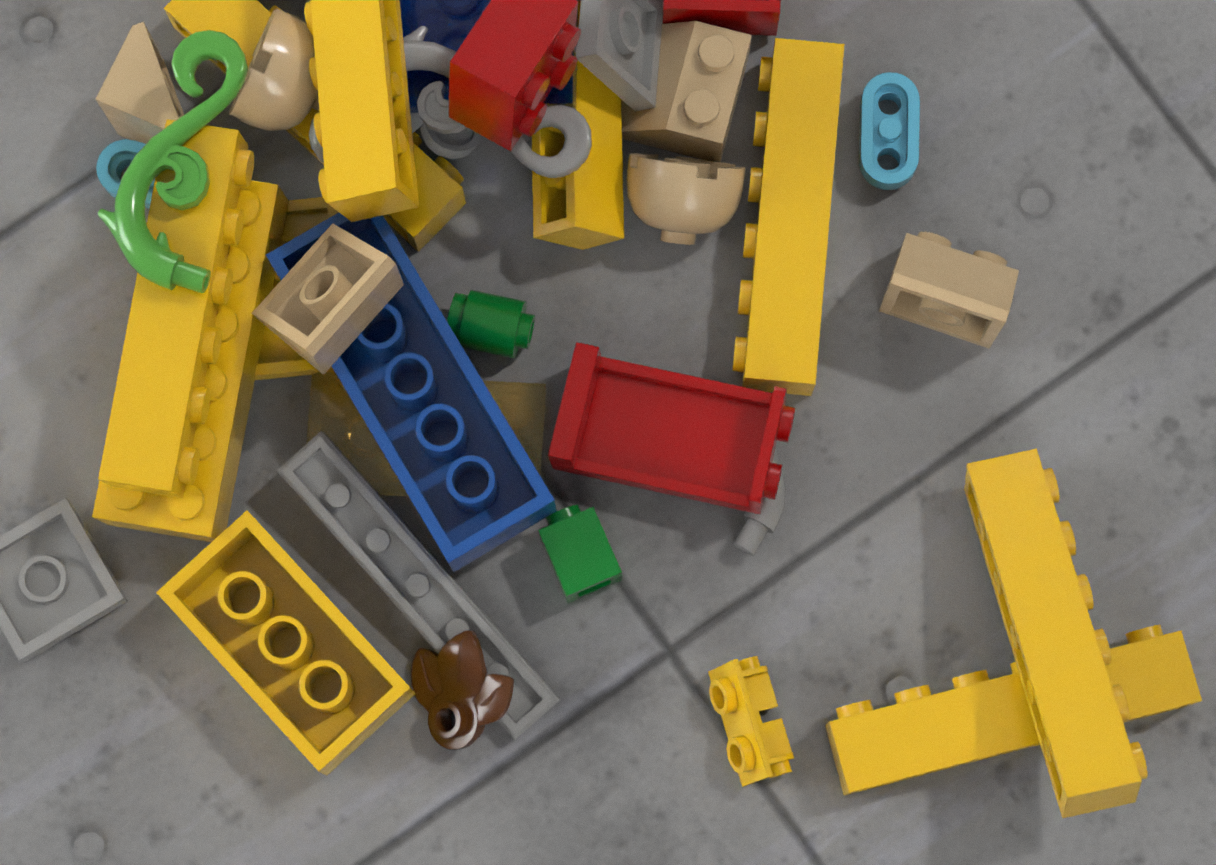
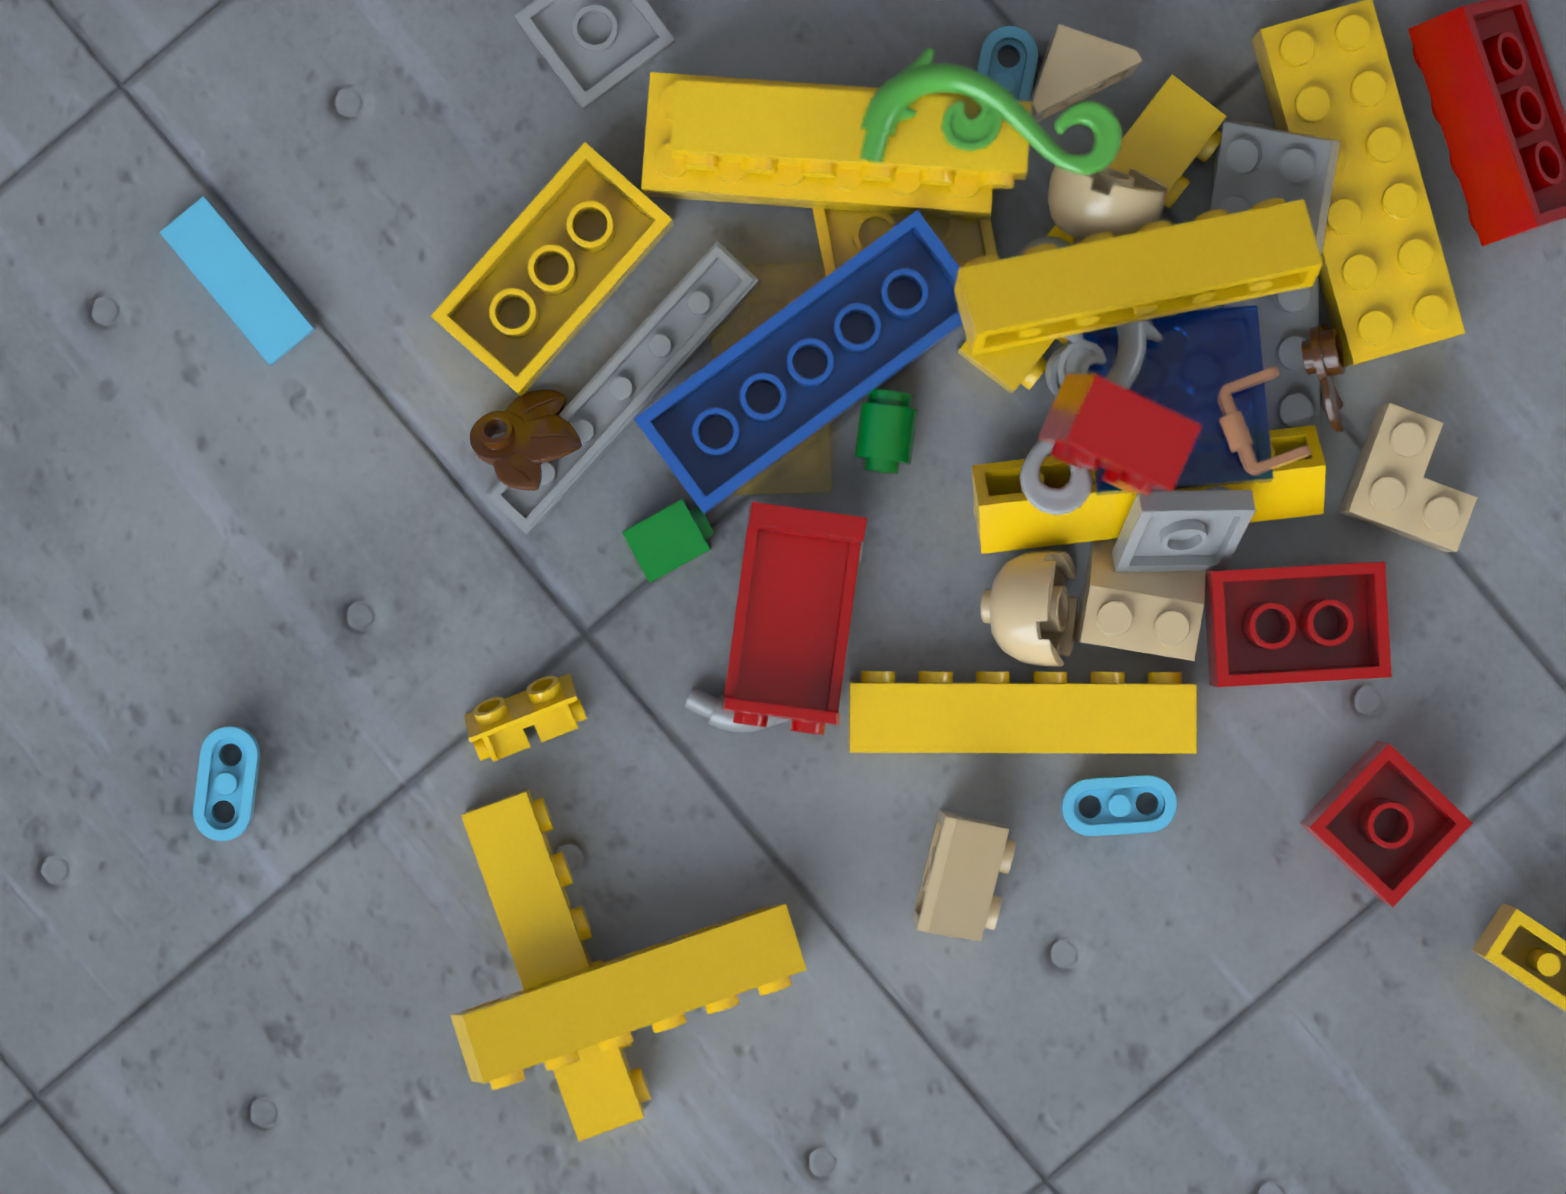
camera: 85 degrees right, 10 degrees up
(330, 297) = (877, 274): tan slope -> none

